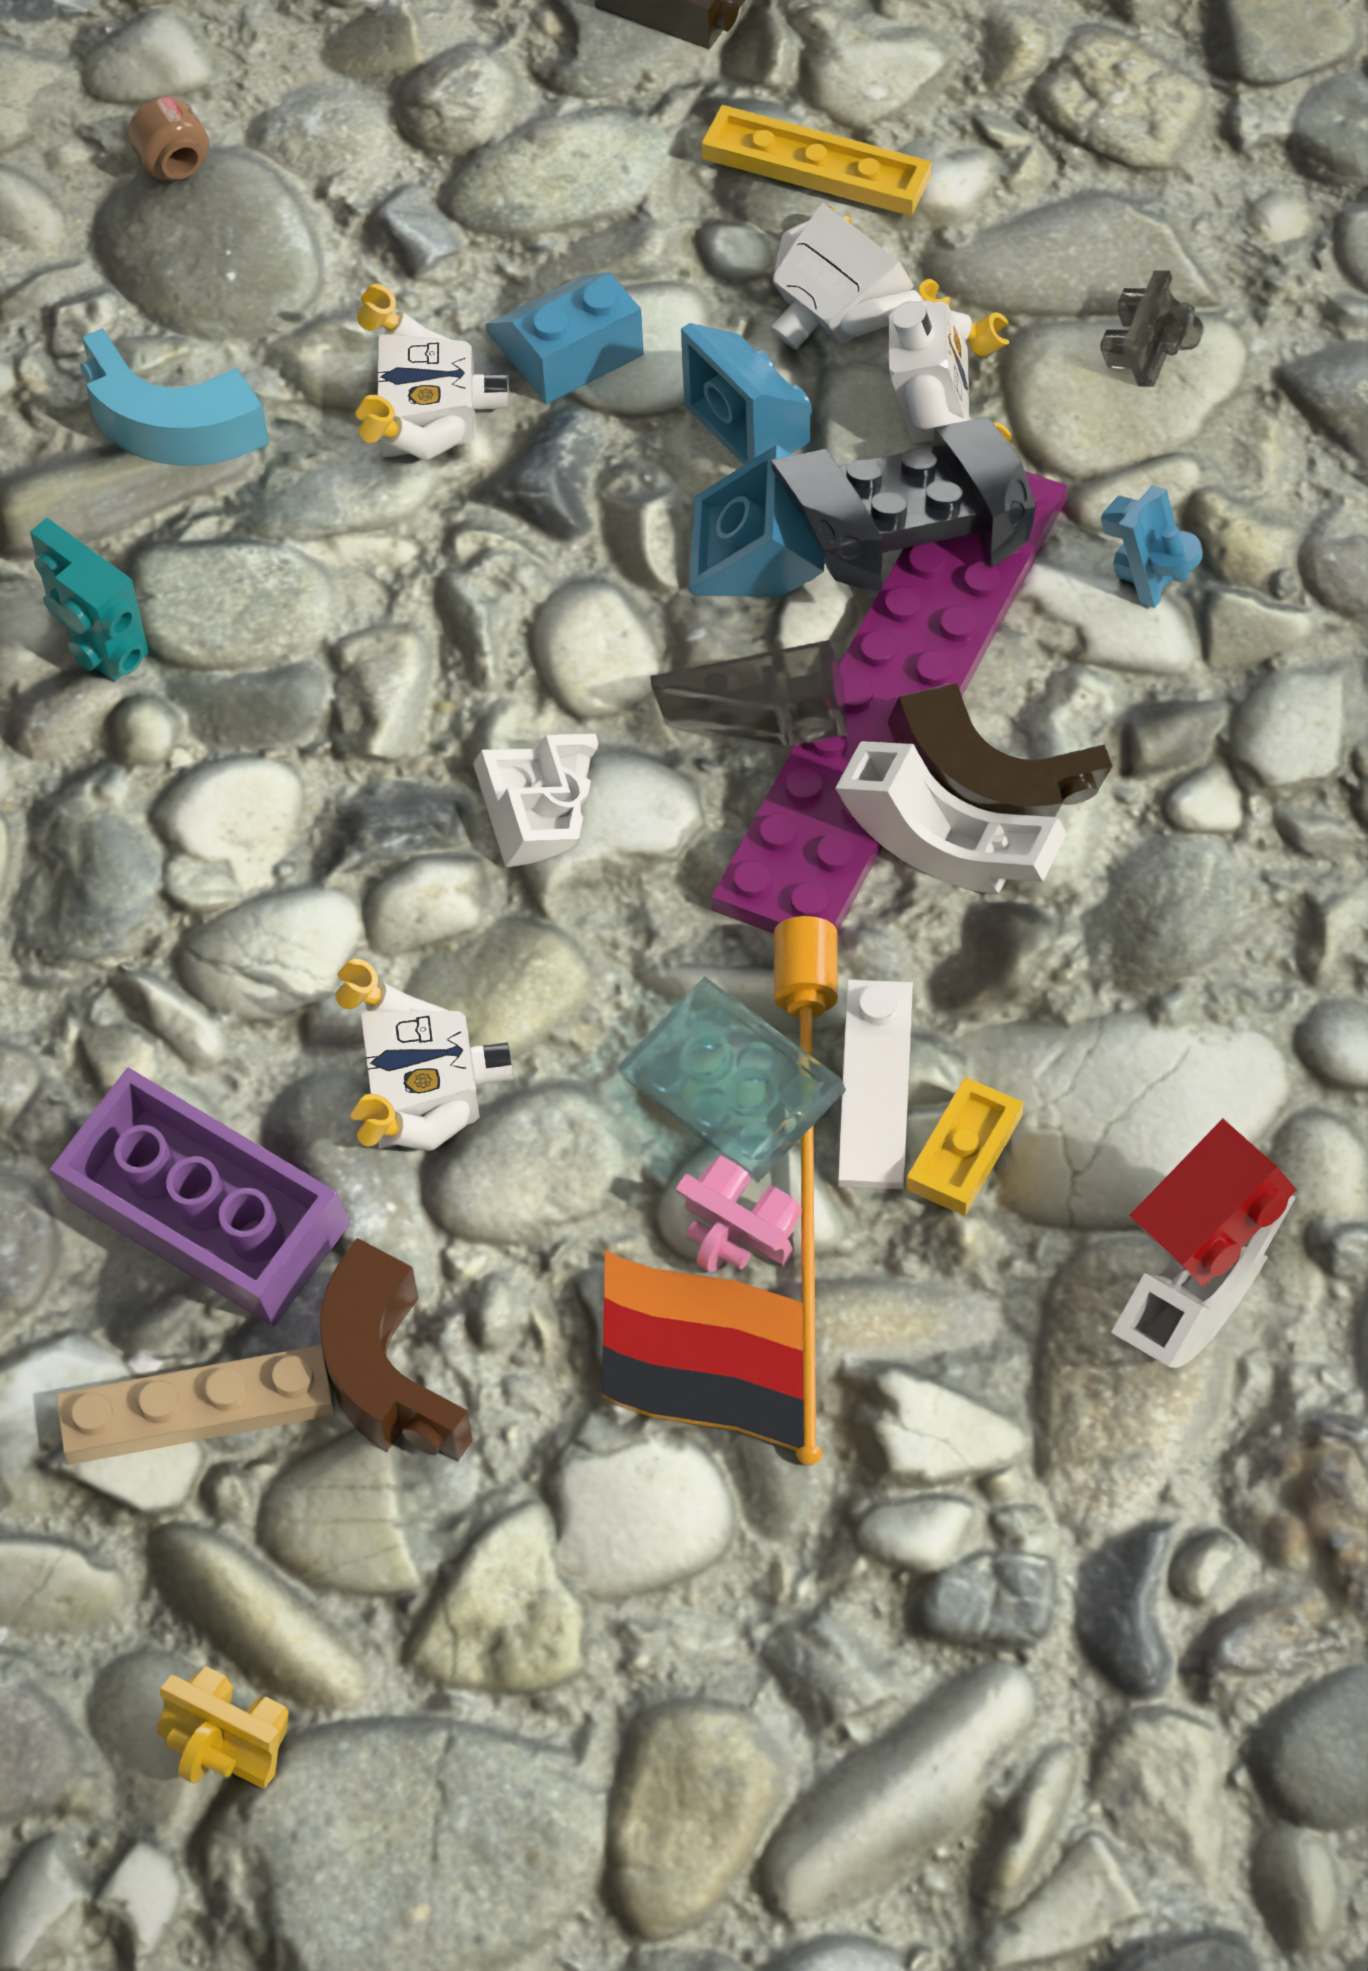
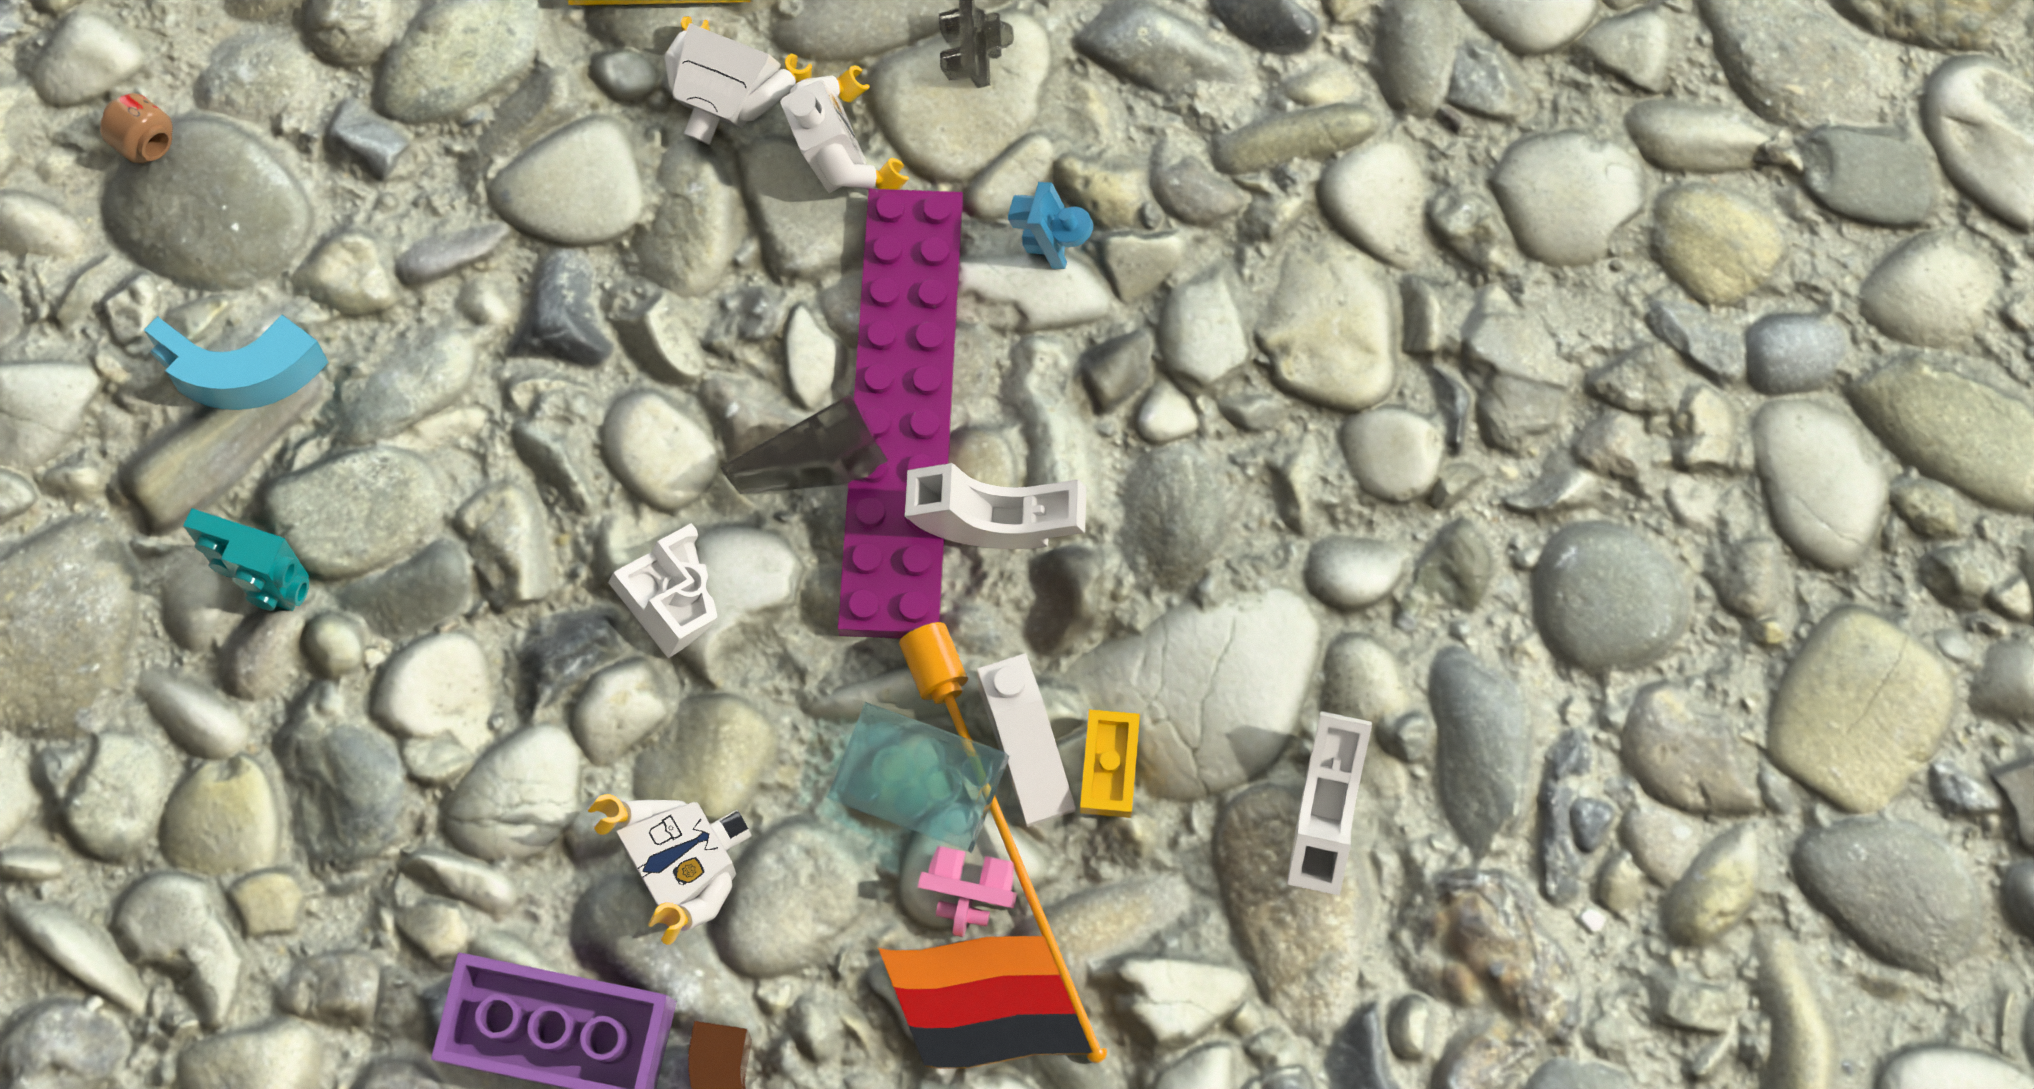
camera: 25 degrees left, 10 degrees up
(423, 385) = (435, 276): white torso -> none
(571, 334) = (529, 190): dark azure slope -> none
(741, 394) = (690, 203): dark azure slope -> none
(751, 536) = (747, 309): dark azure slope -> none
(912, 498) = (858, 250): black piece -> none
(982, 775) = (986, 457): dark brown arch -> none
(1214, 1203) = (1324, 758): red brick -> none

